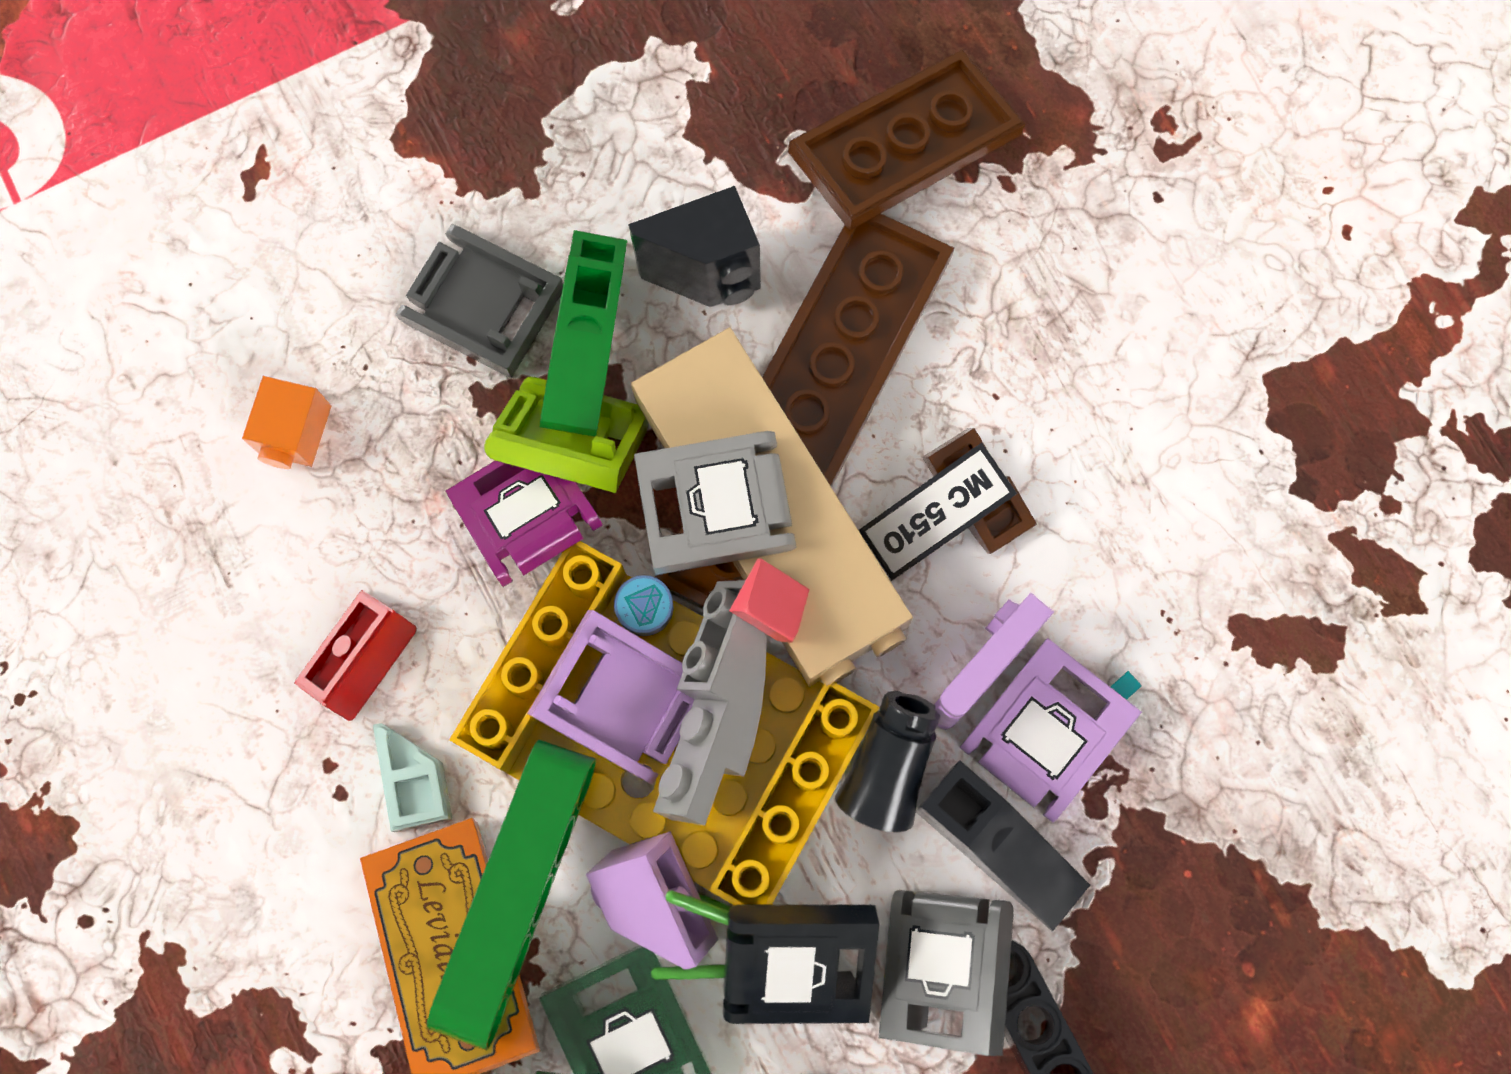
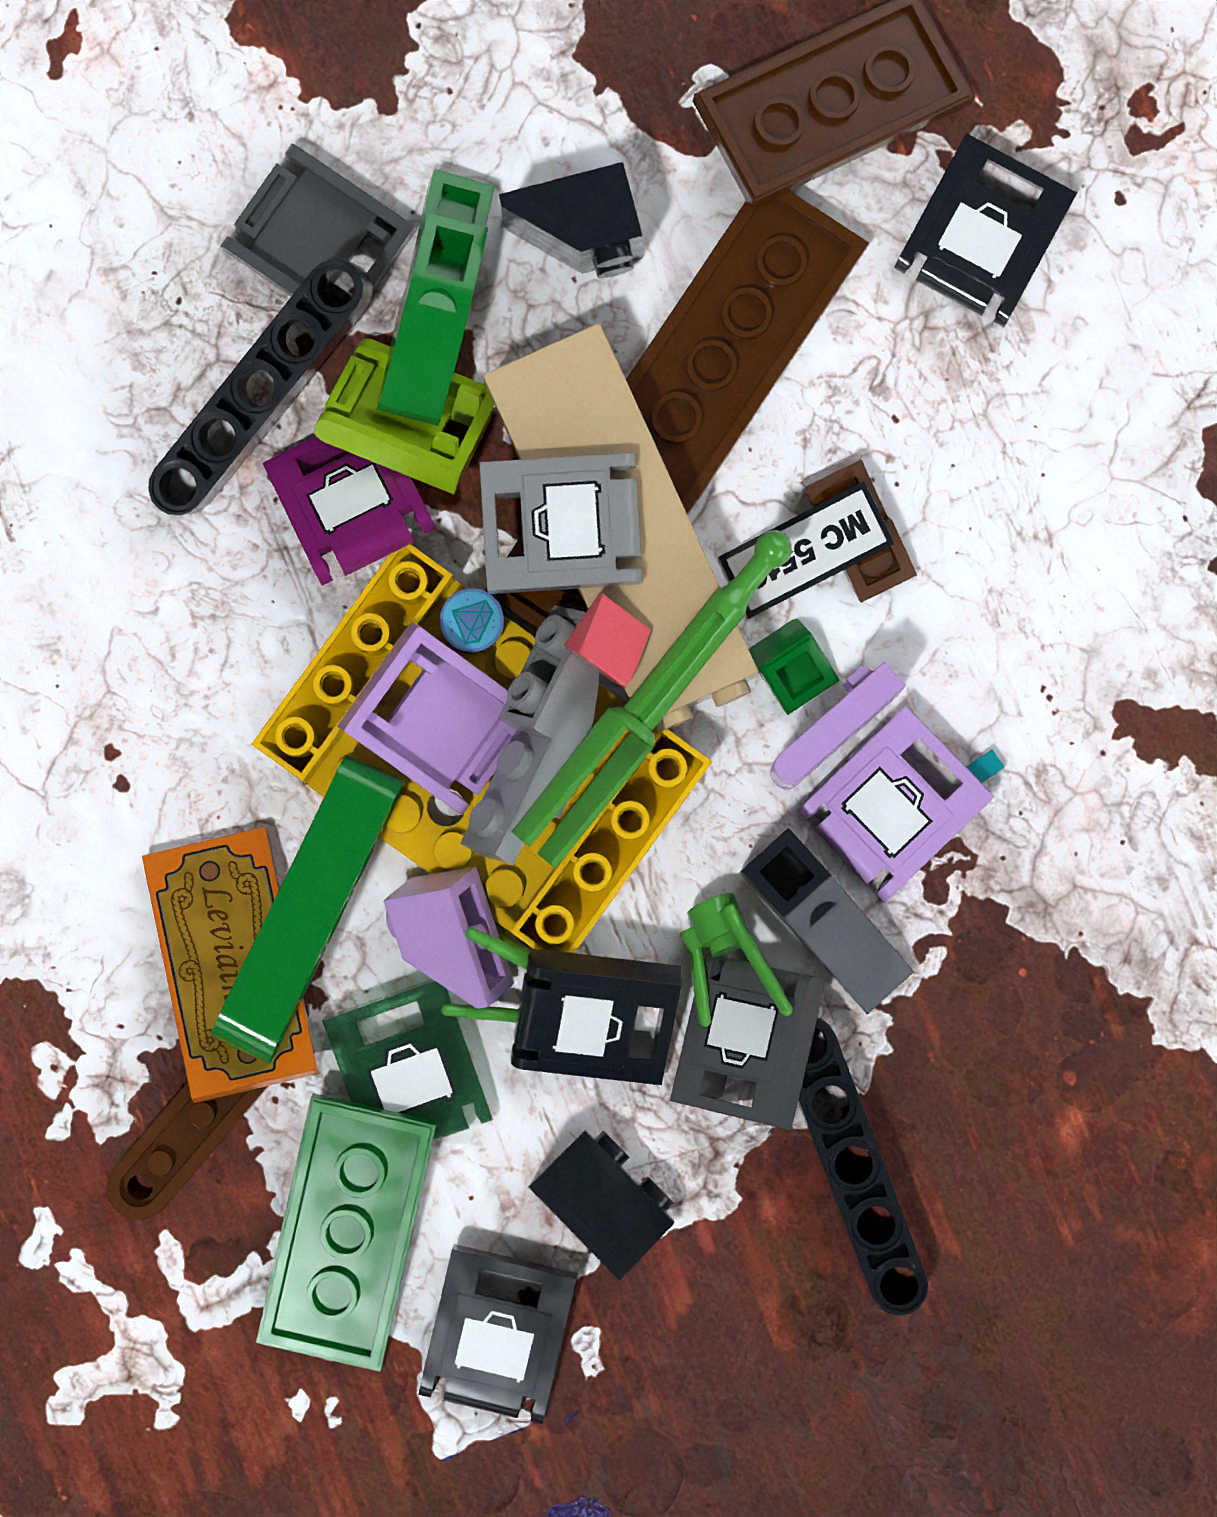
camera: 10 degrees right, 10 degrees up
(286, 423) = (89, 364): orange brick -> none
(356, 656) = (148, 635): red slope -> none
(410, 436) = (232, 400): none -> black beam
(411, 782) = (200, 780): light aqua tile -> none
(809, 667) = (644, 711): none -> bright green piece
(890, 764) = (716, 823): black plant -> none
(907, 864) = (722, 929): none -> bright green plant
(939, 617) = (793, 665): none -> green slope
(1049, 235) = (981, 239): none -> black container

